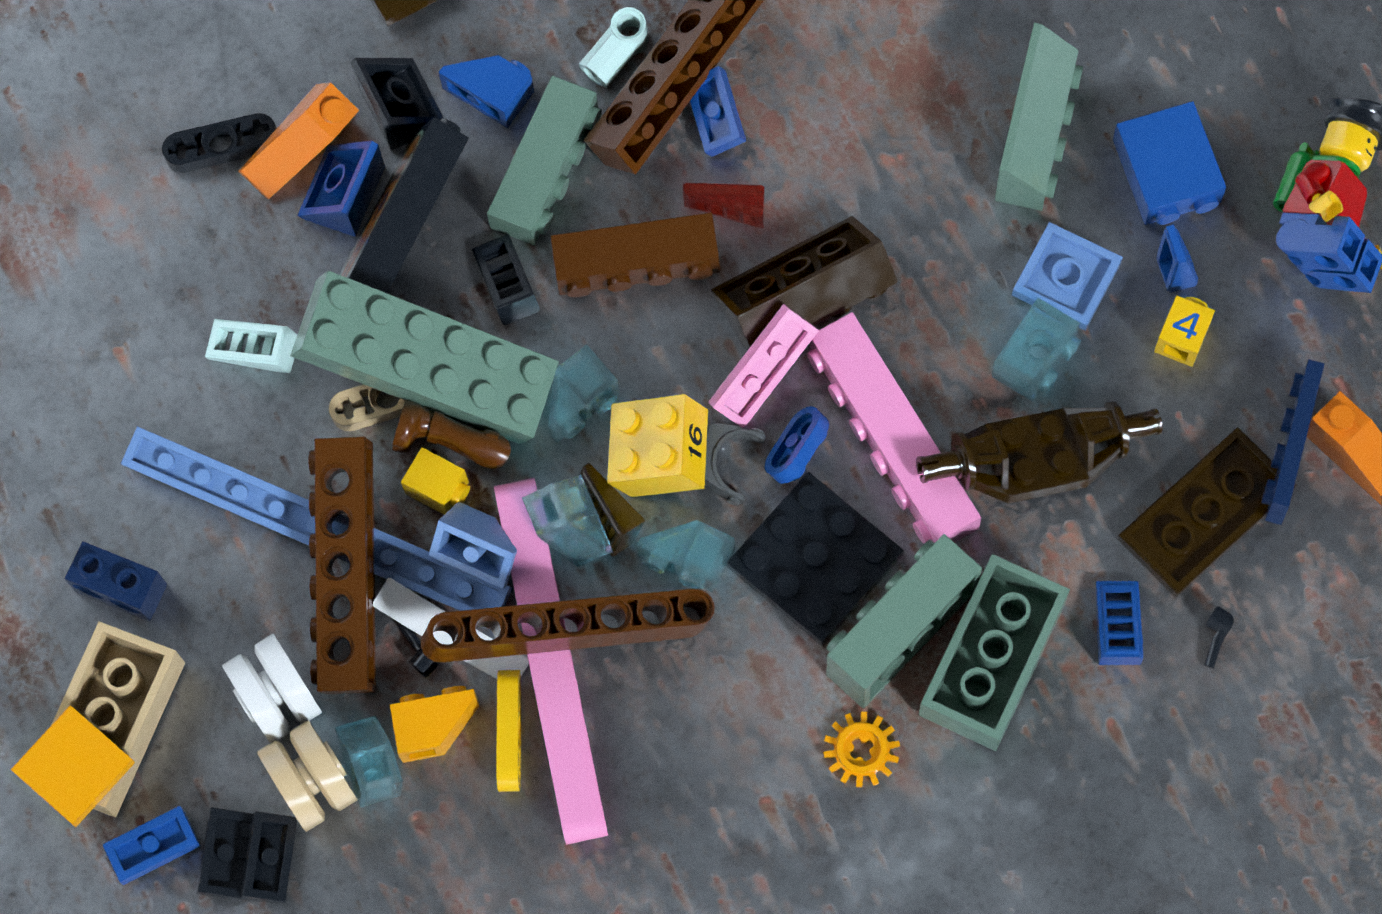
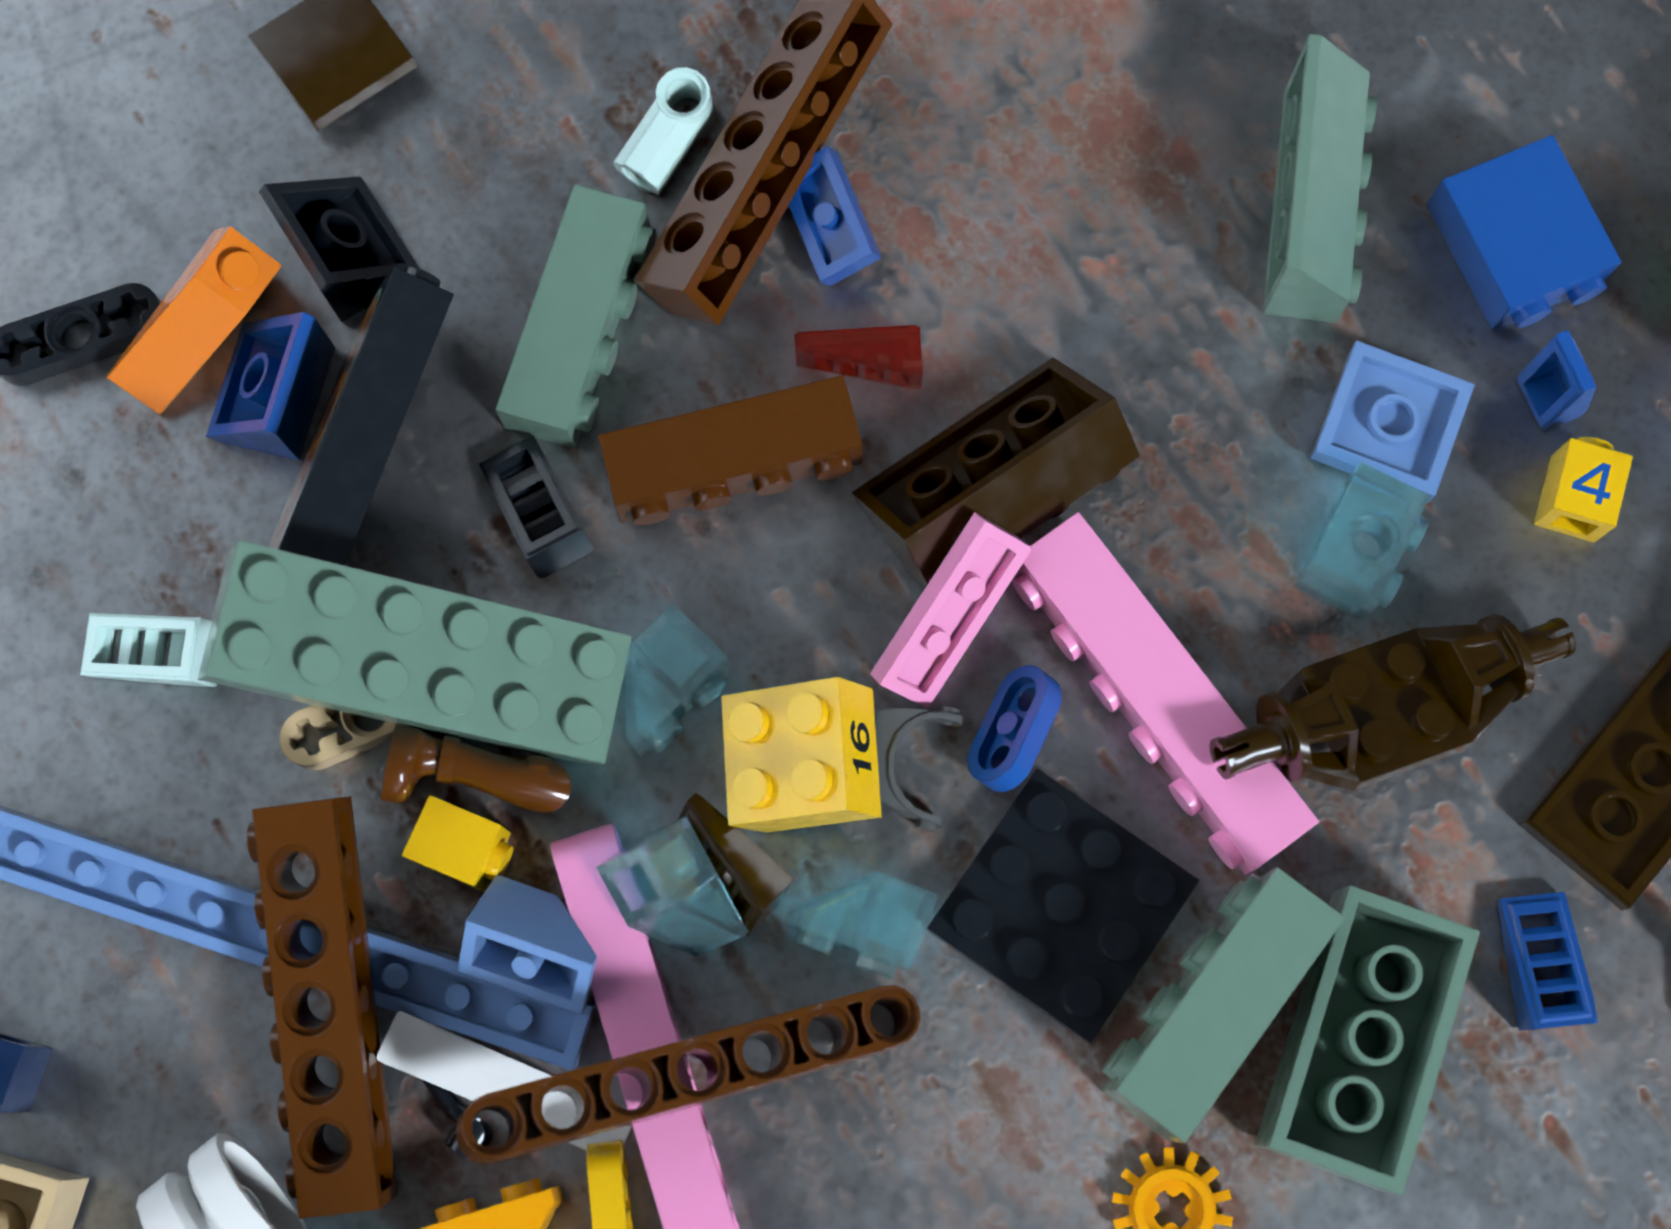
camera: 10 degrees left, 5 degrees up
(490, 86) = (482, 208): blue slope -> none

